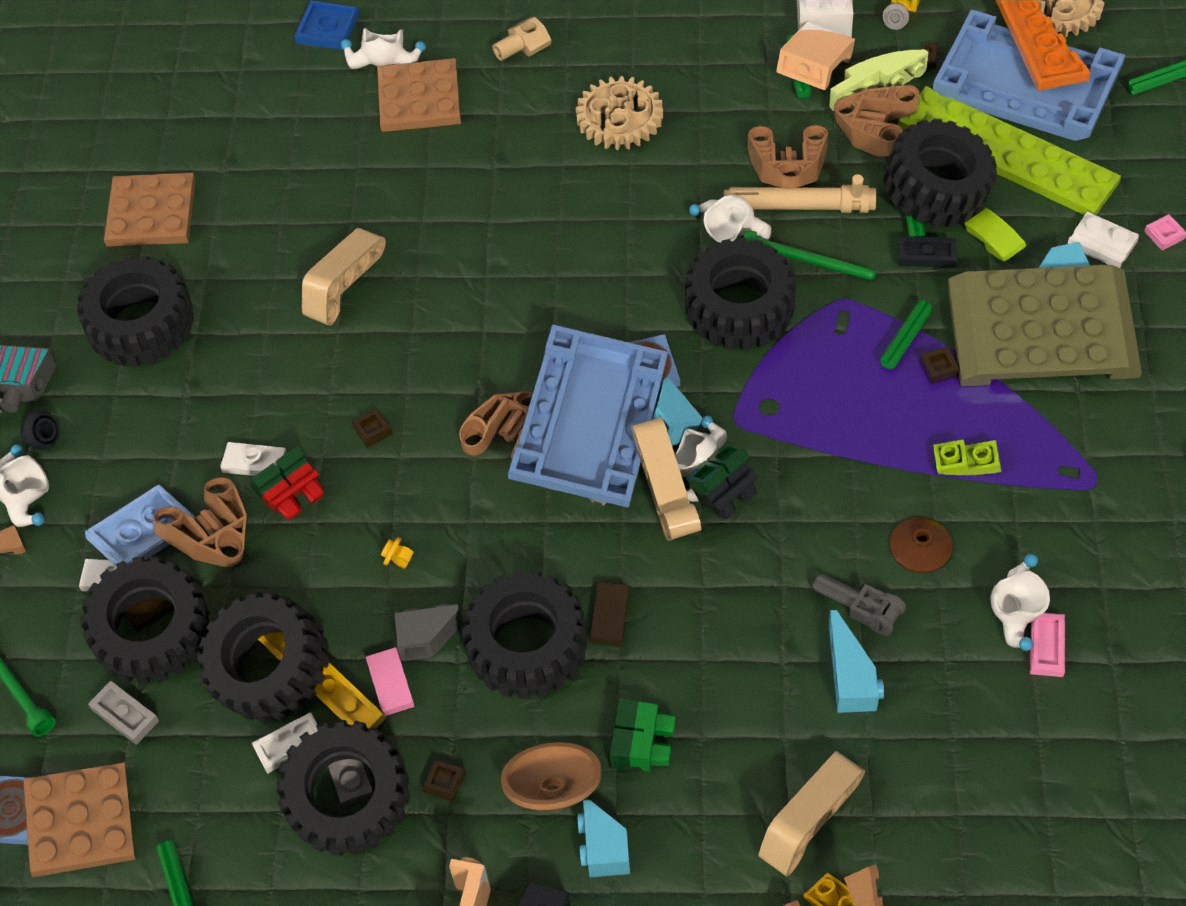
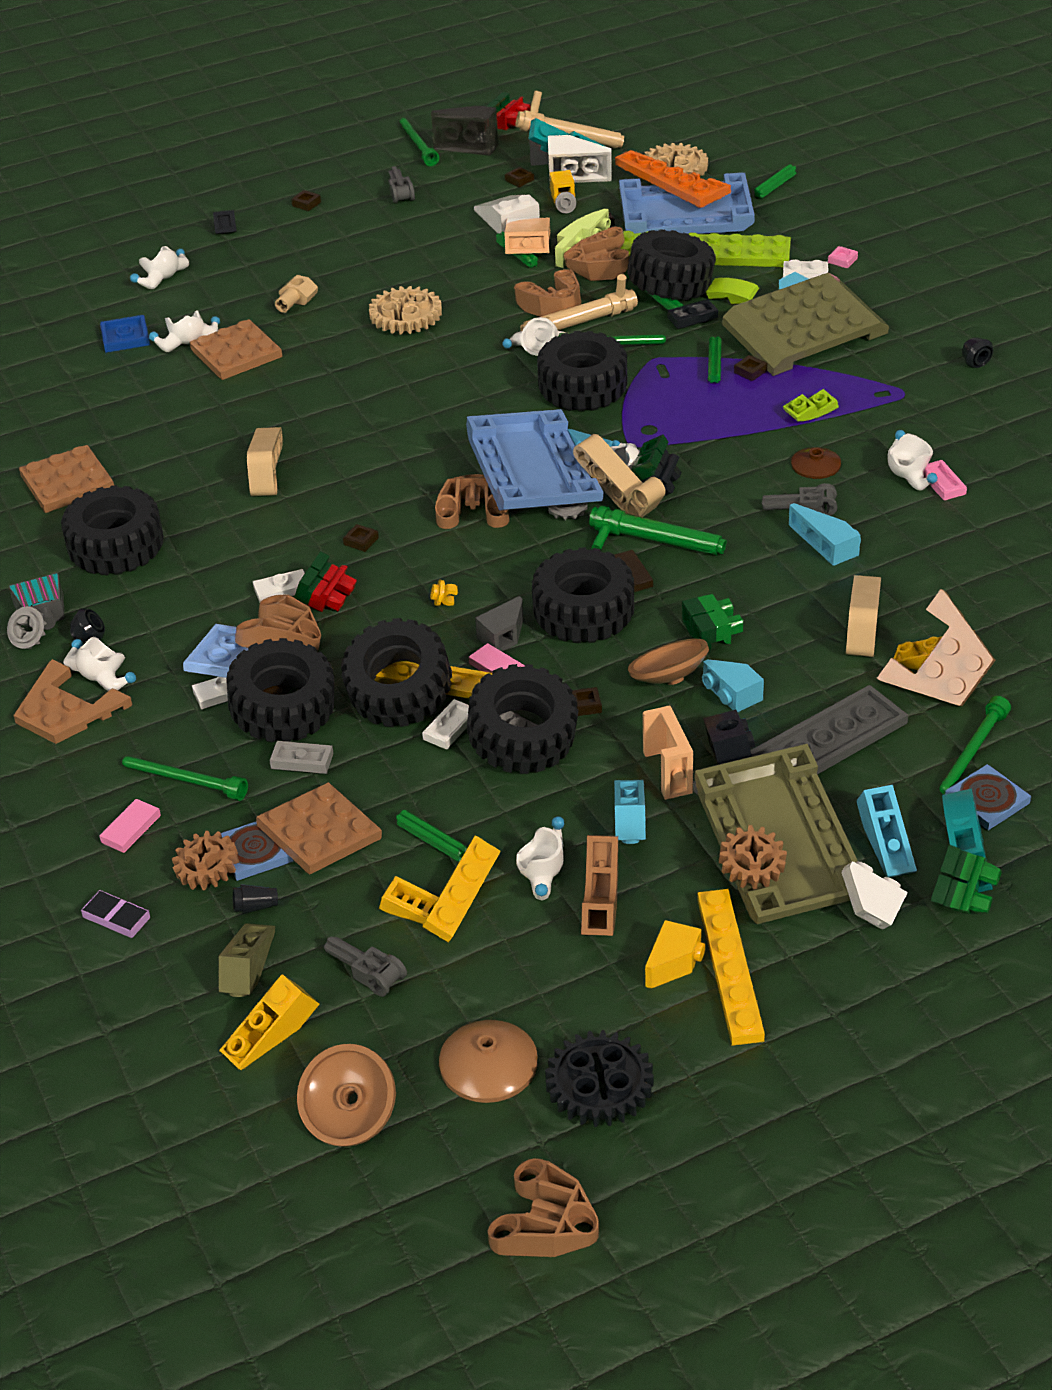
camera: 30 degrees left, 15 degrees down
(640, 539) = (619, 522): none -> green cylinder

